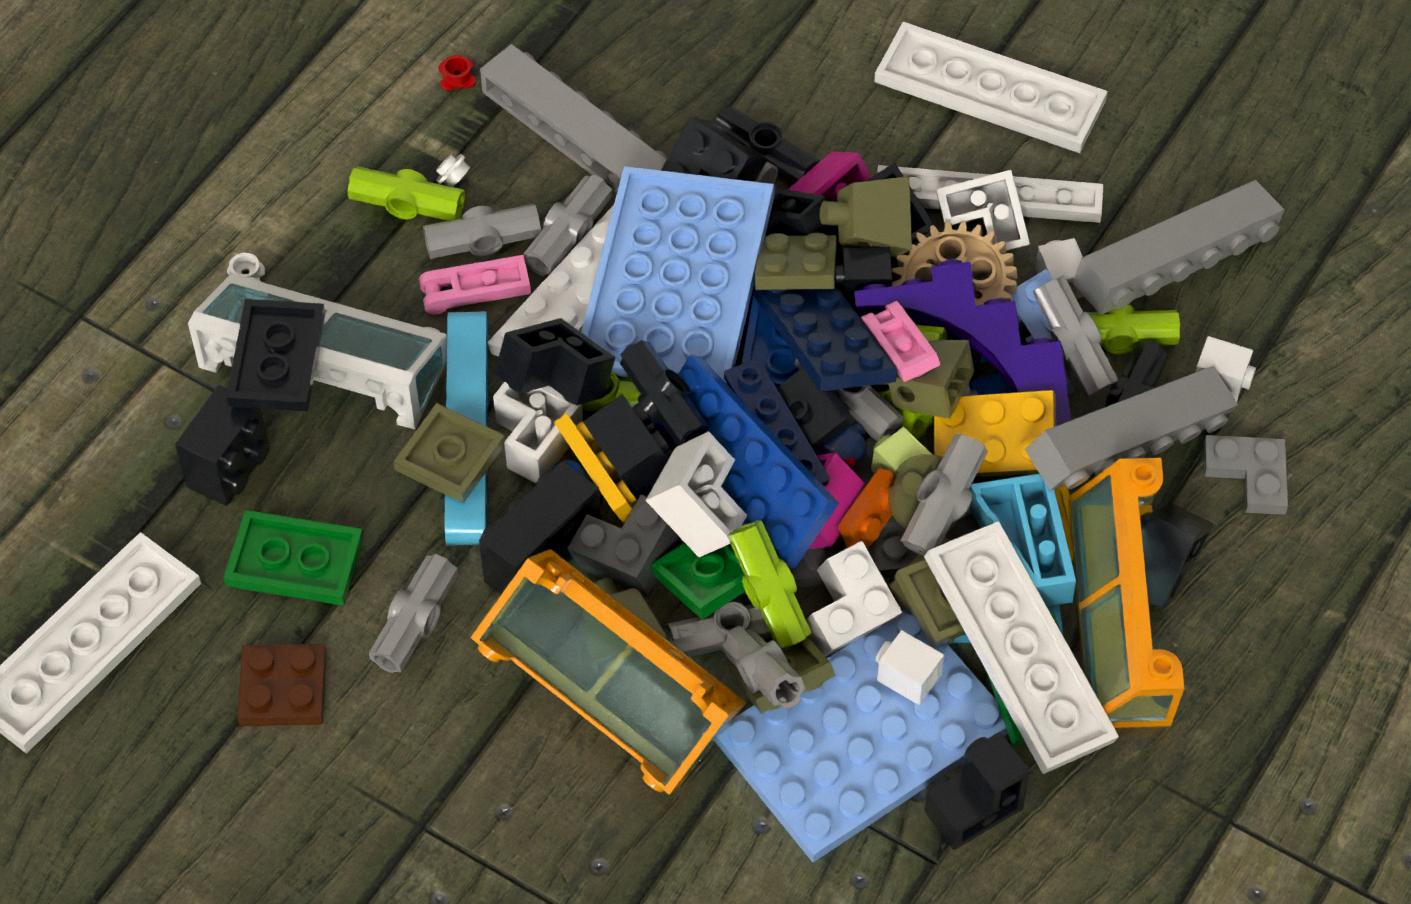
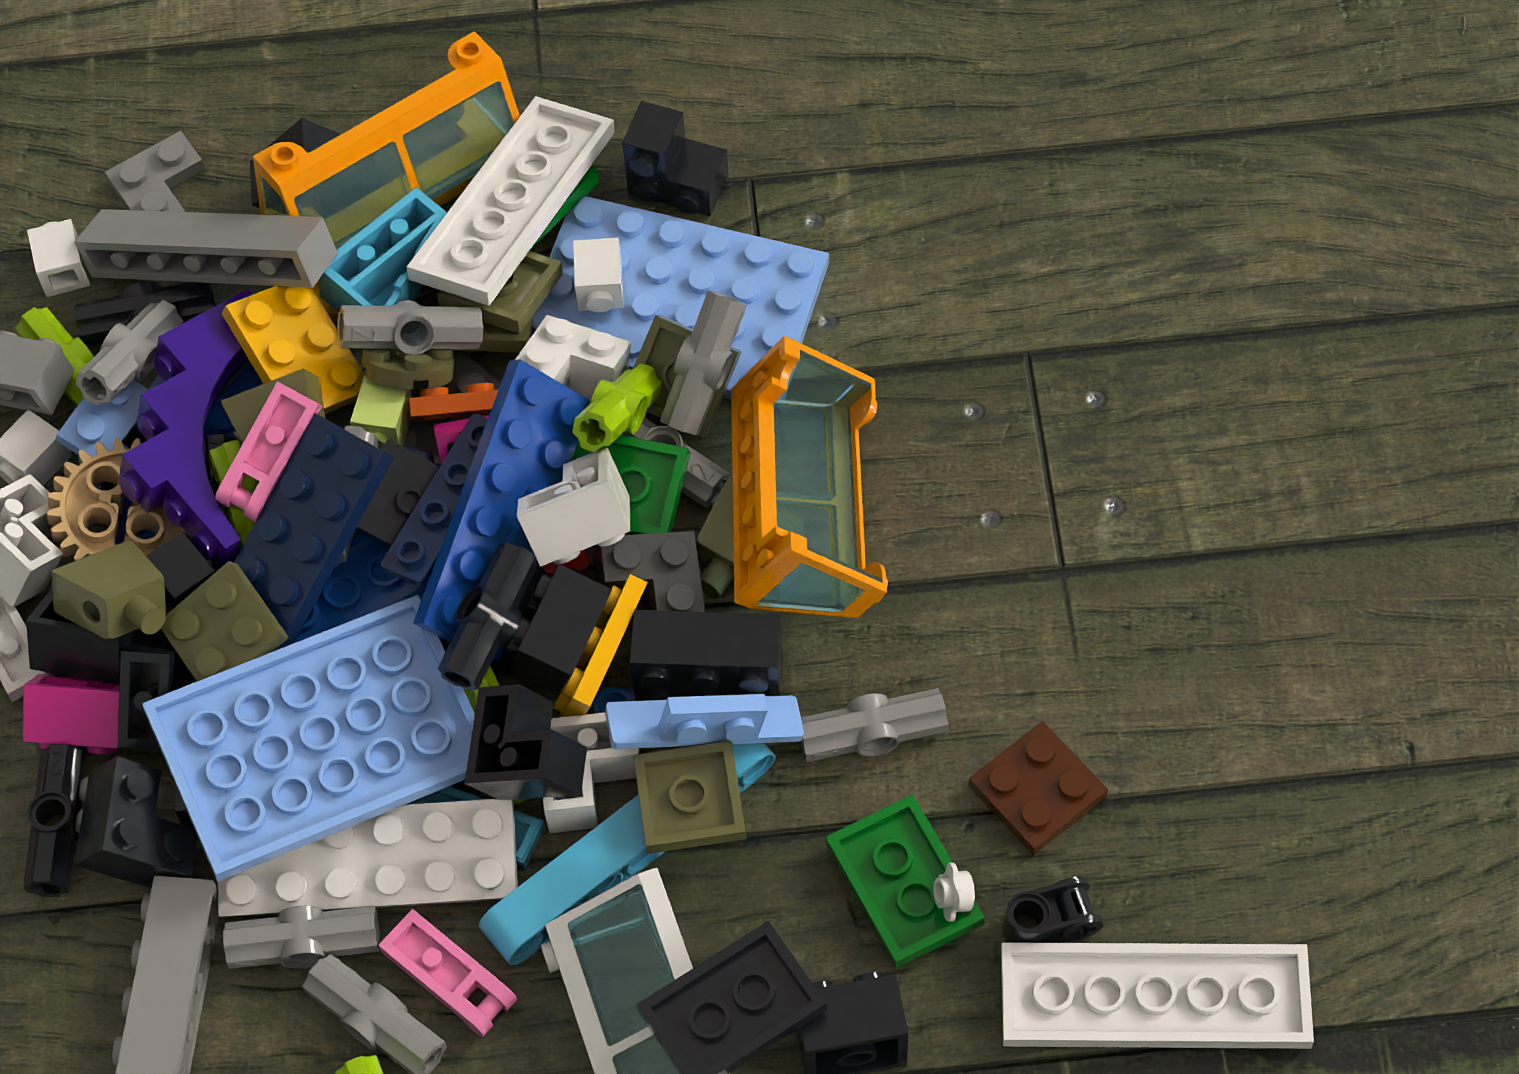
camera: 125 degrees left, 5 degrees up
(187, 625) = (1060, 911): none -> black piece
(249, 558) = (954, 891): none -> white plate
(489, 489) = (704, 721): none -> light blue bracket

